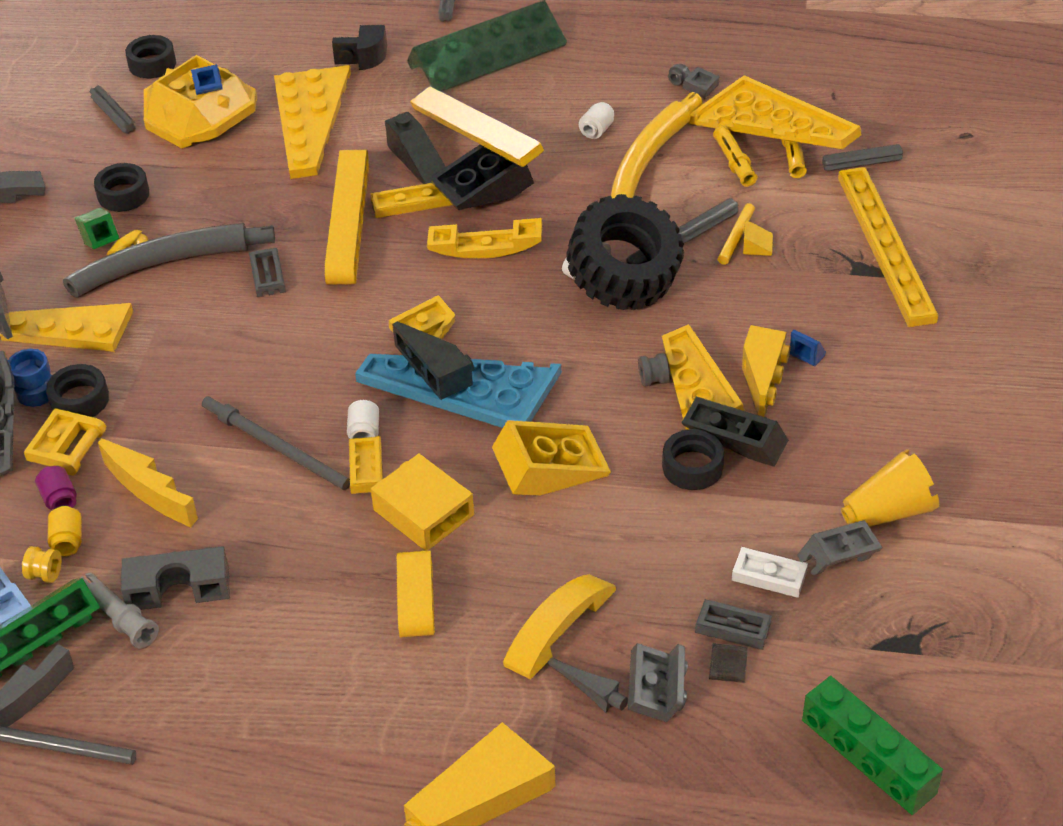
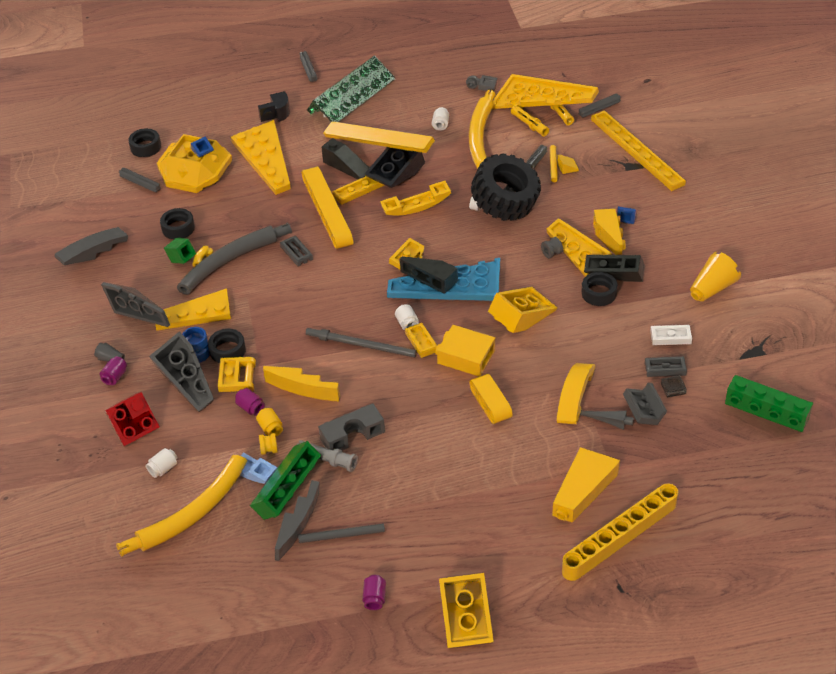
camera: 20 degrees left, 0 degrees up
(840, 545) = (703, 310): dark grey hinge -> none

